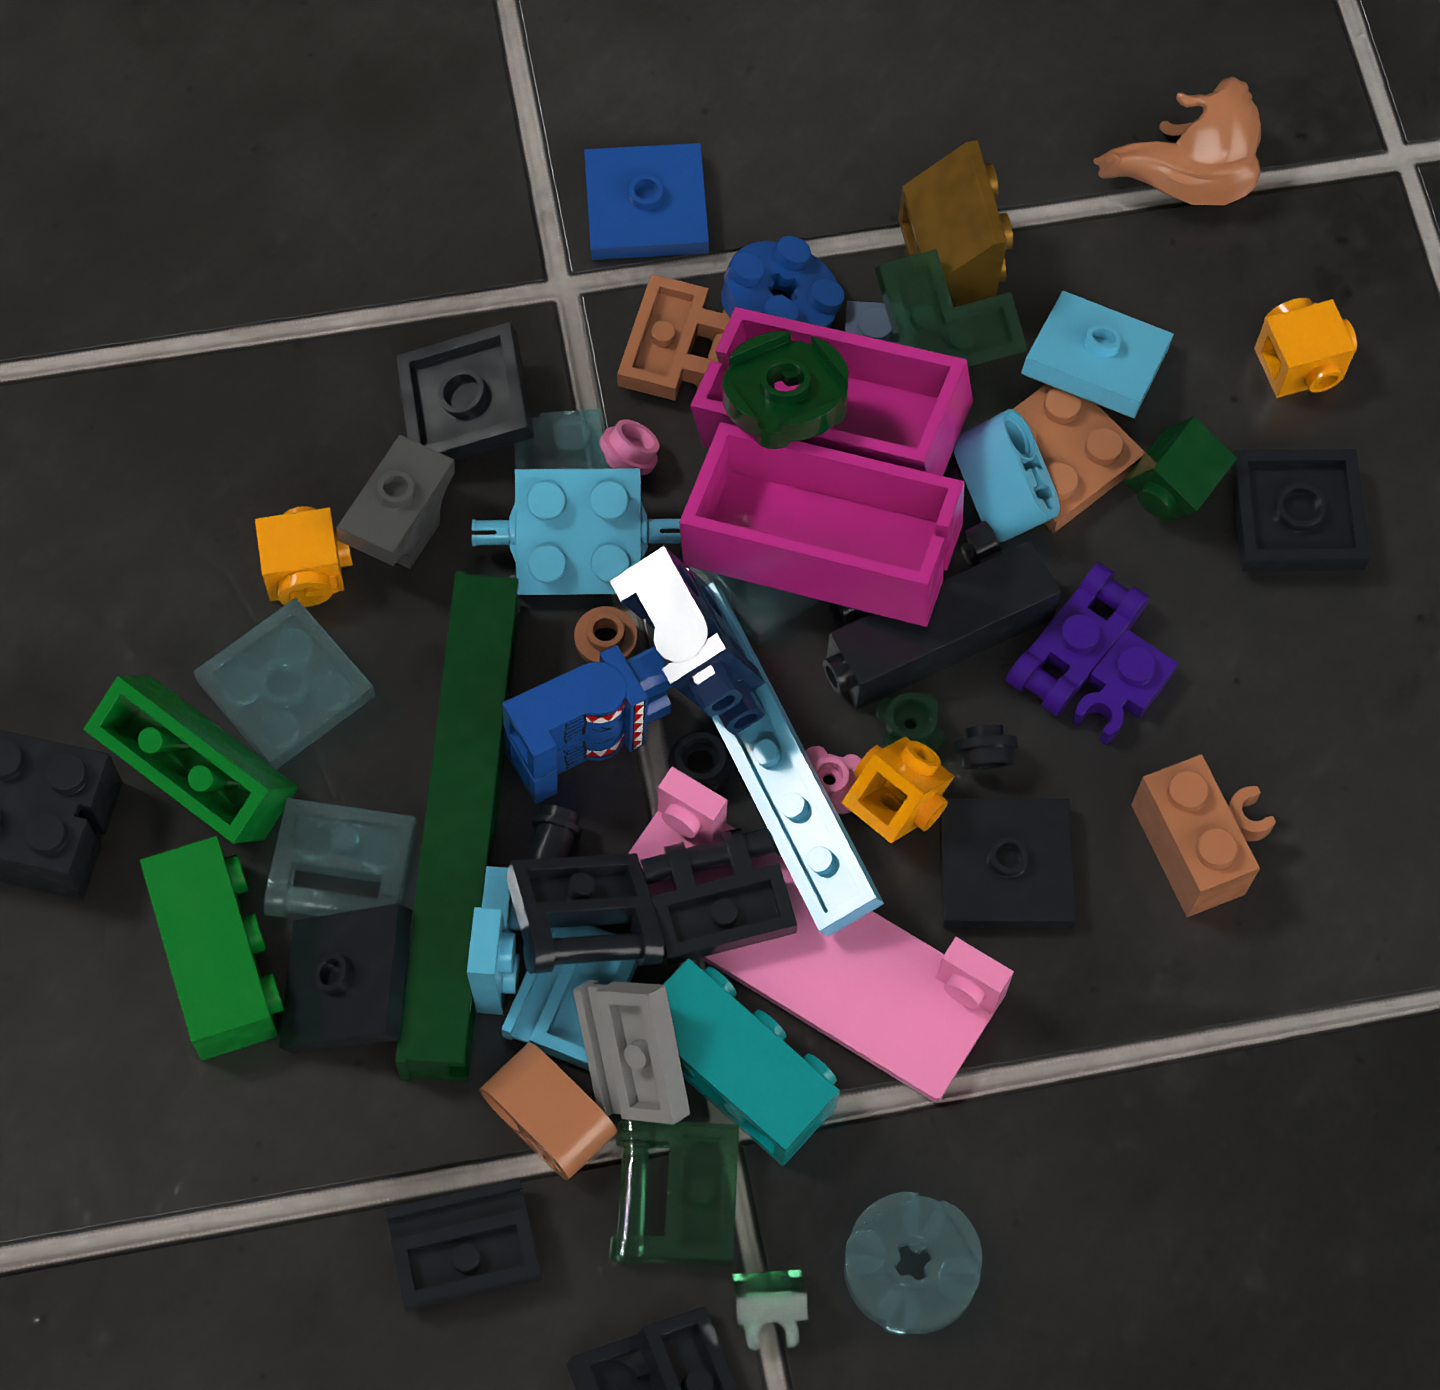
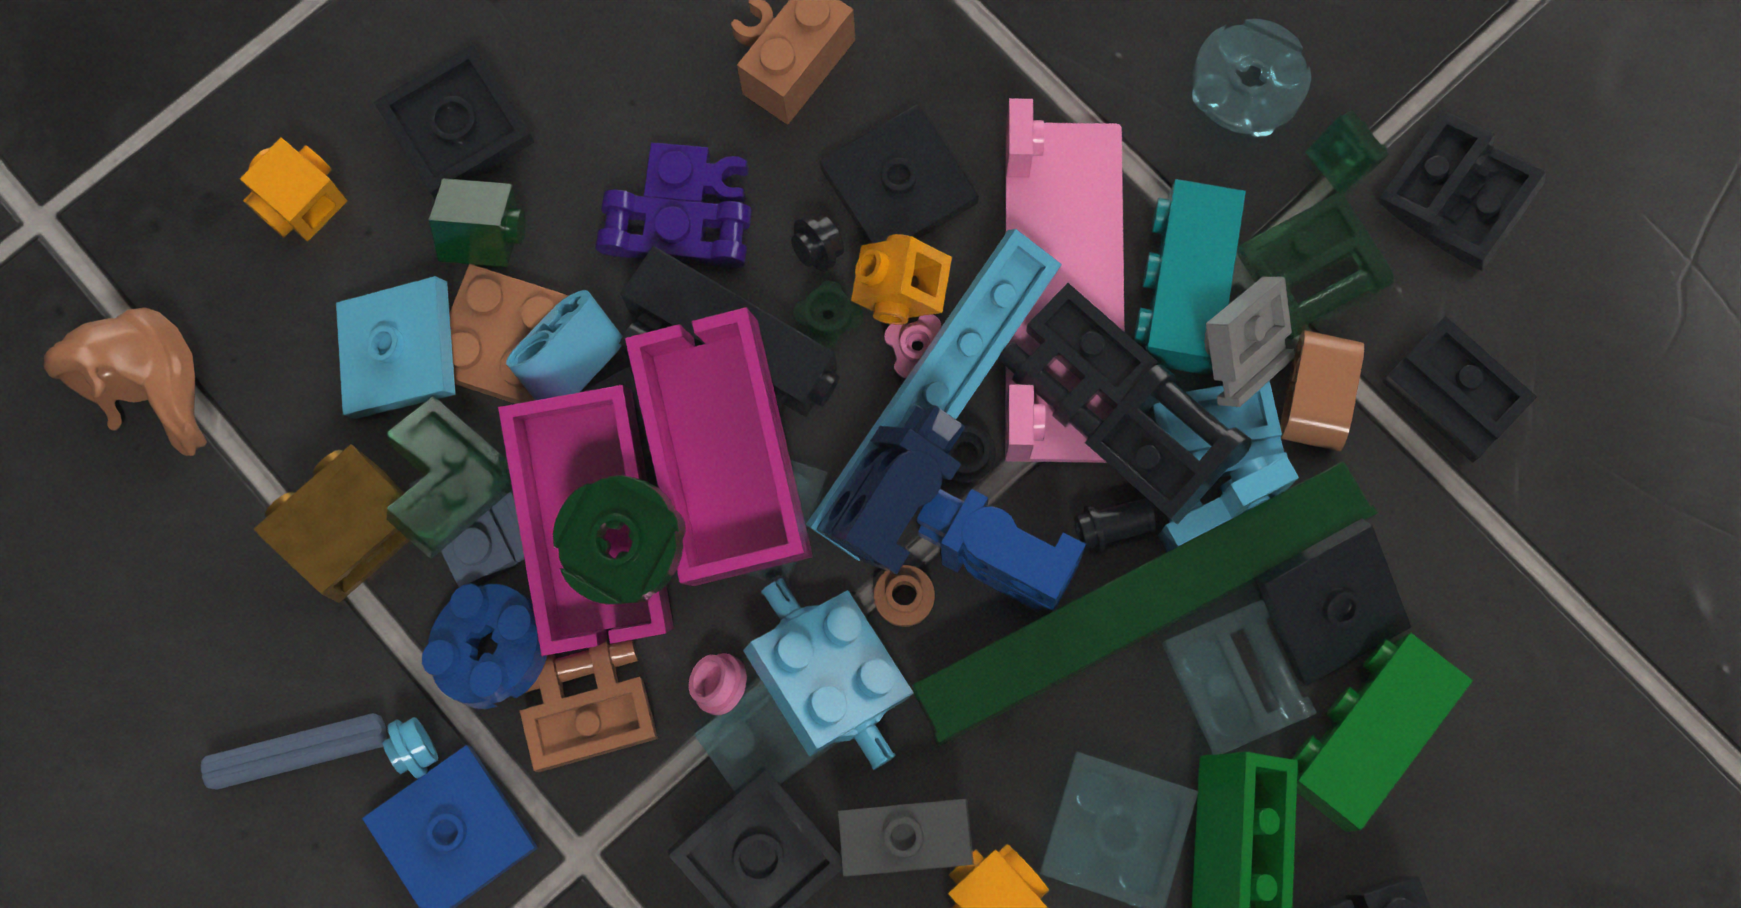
camera: 115 degrees left, 10 degrees up
(733, 200) = (410, 747): none -> medium azure plate
(789, 126) = (293, 751): none -> sand blue axle

